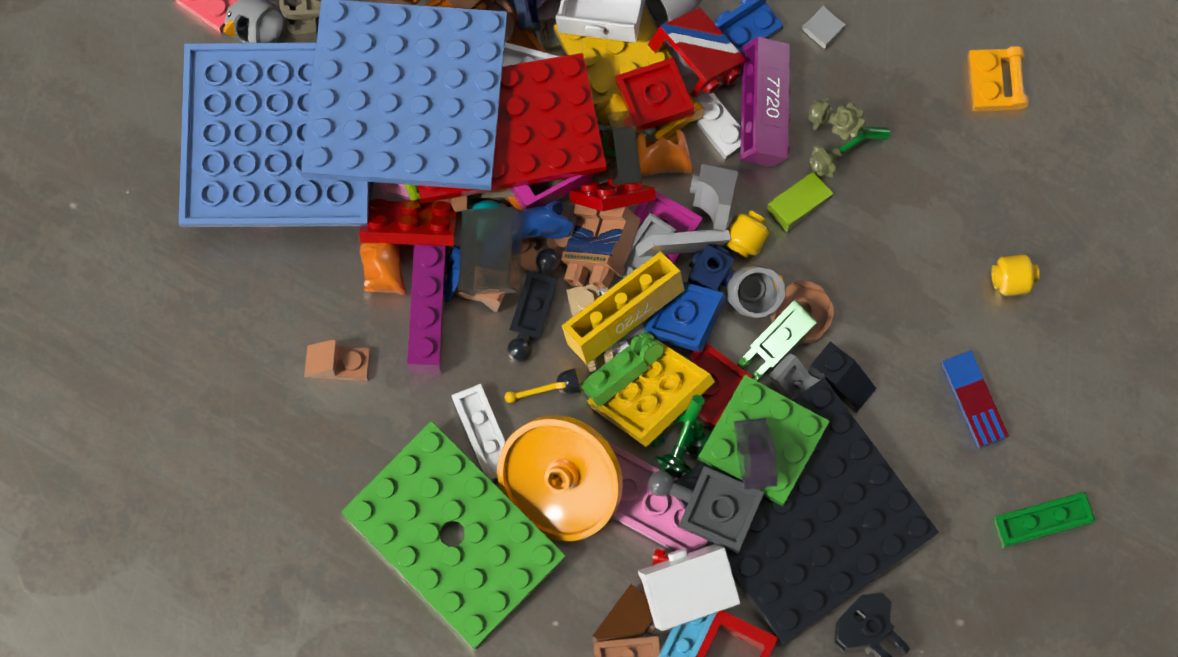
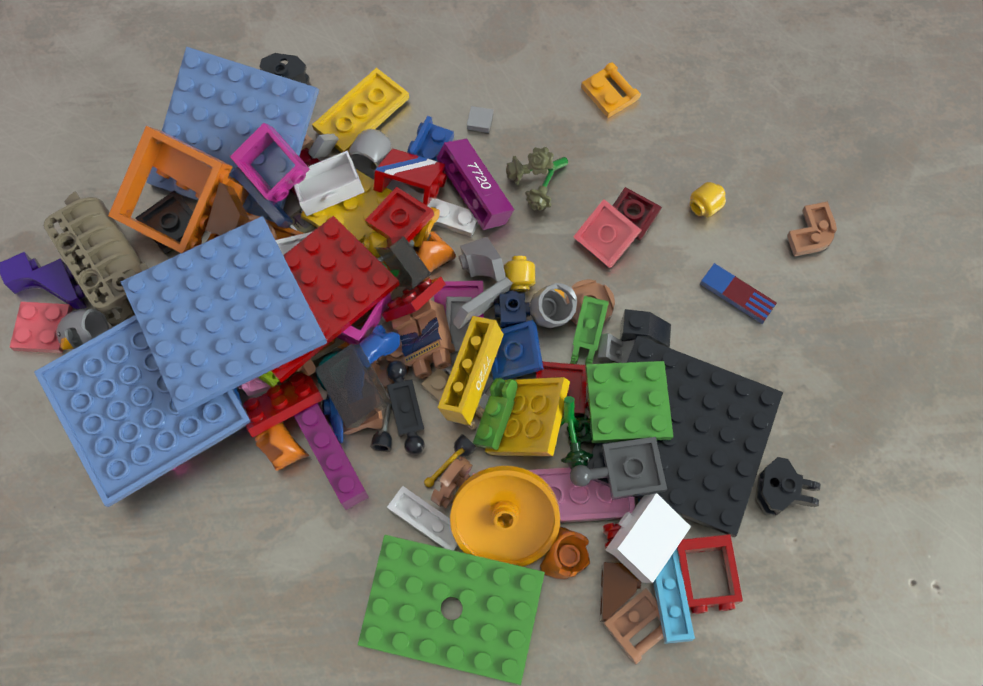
camera: 30 degrees left, 5 degrees down
(337, 362) = (286, 535): nougat slope -> none
(490, 323) = (381, 439): none -> black hinge
(530, 407) = (453, 478): none -> nougat plate
(600, 555) = (567, 555): none -> orange hair
(756, 453) = (635, 412): clear purple slope -> none
(799, 201) = (538, 235): lime slope -> none
(873, 246) = (607, 233): none -> coral plate
(915, 256) = (647, 209): none -> dark red piece
(1044, 519) = (836, 343): green tile -> none
(1113, 390) = (819, 231): none -> nougat plate

